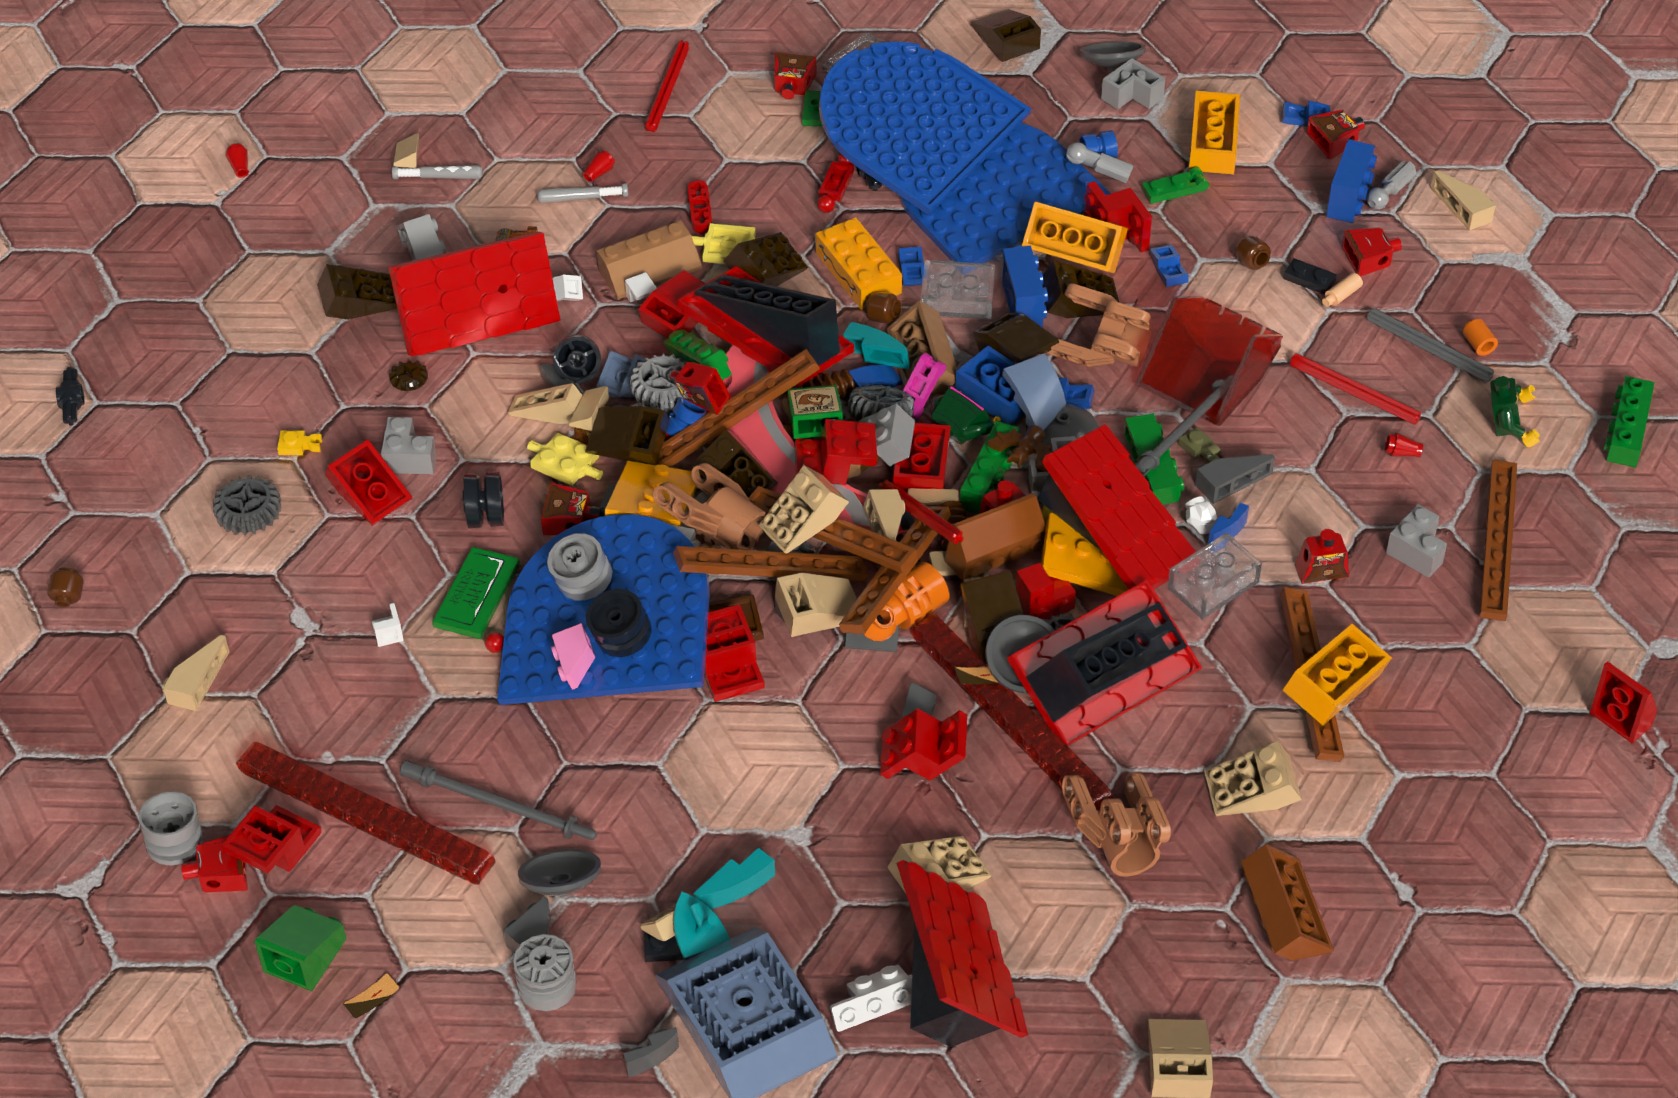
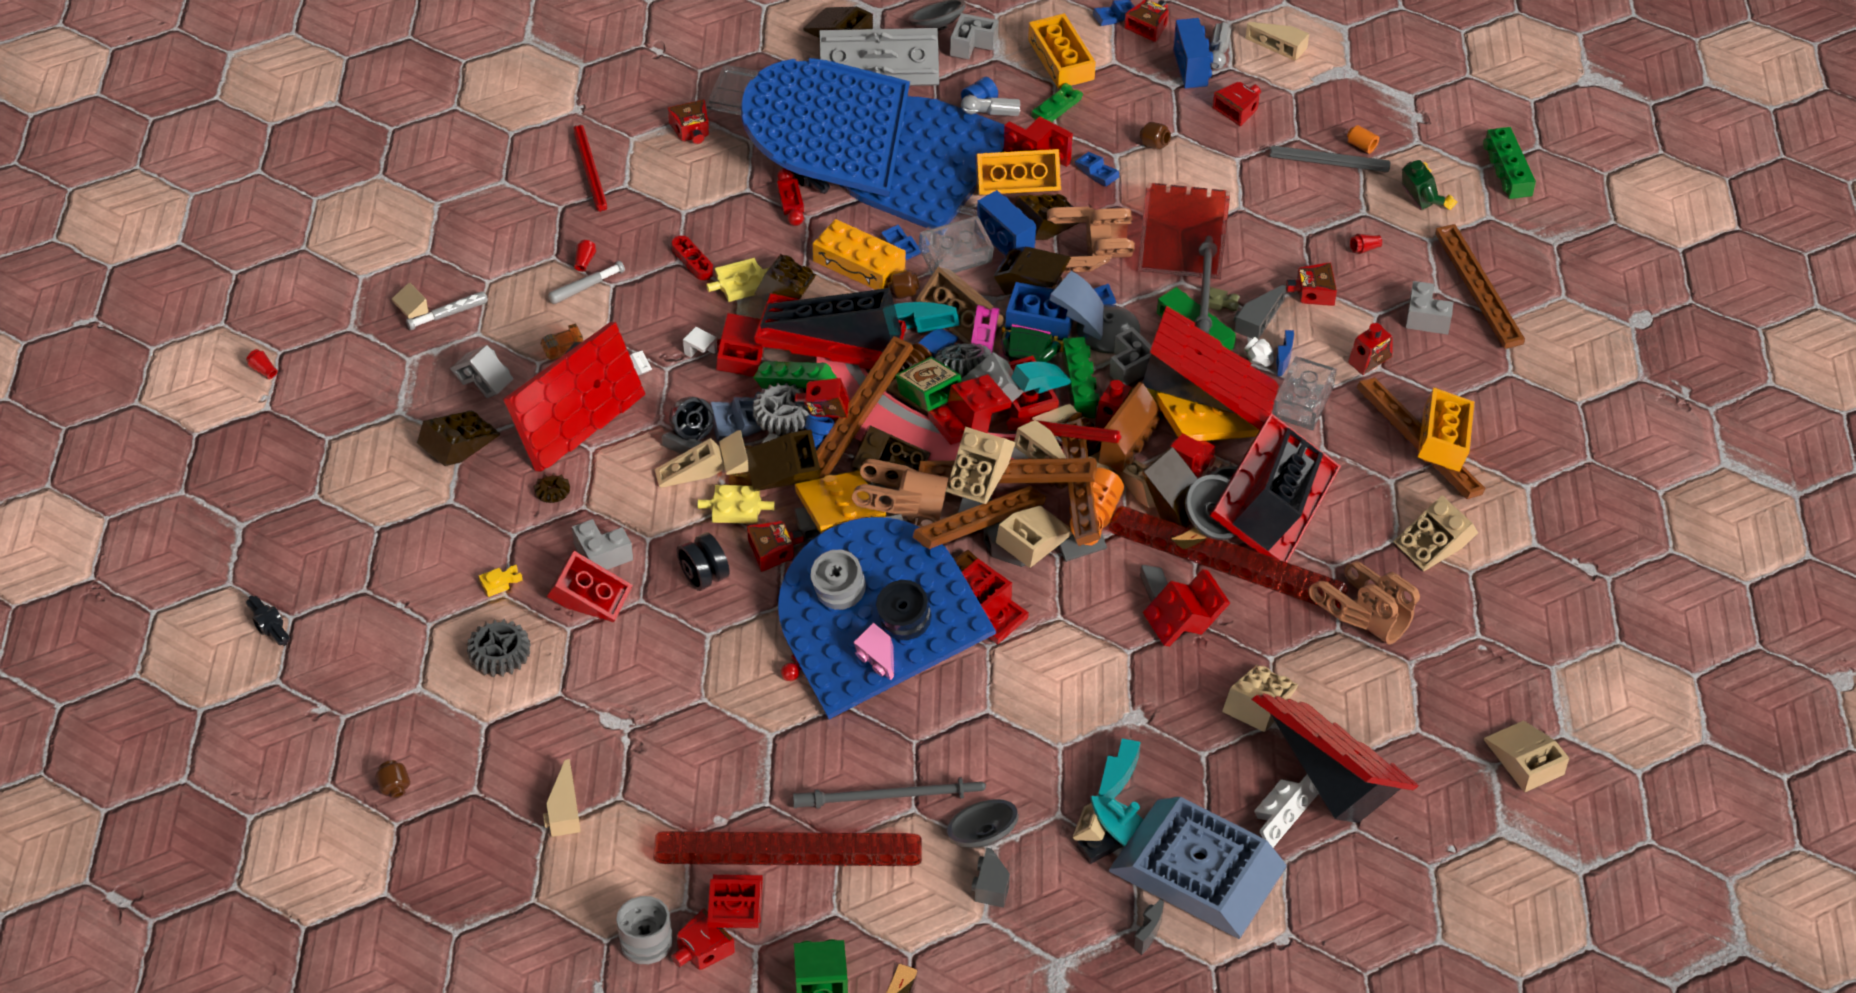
camera: 30 degrees left, 0 degrees up
(388, 629) = (695, 696): white panel -> none
(476, 593) = (744, 639): green tile -> none
(545, 972) = (1029, 904): light grey wheel -> none
(658, 253) = (692, 306): medium nougat slope -> none
(811, 113) = (727, 143): green plate -> none
(934, 448) = (1039, 376): none -> teal slope
(1026, 445) = (1103, 347): reddish brown animal -> none
(1031, 74) = (892, 52): none -> light grey hinge
(1286, 904) = (1520, 613): dark orange slope -> none
(1309, 276) = (1206, 139): black plate -> none
(1312, 468) = (1314, 284): none -> torso
(1342, 290) = (1239, 140): light nougat cylinder -> none
(1355, 388) = (1300, 212): red axle -> none
(1623, 704) = (1651, 369): red slope -> none

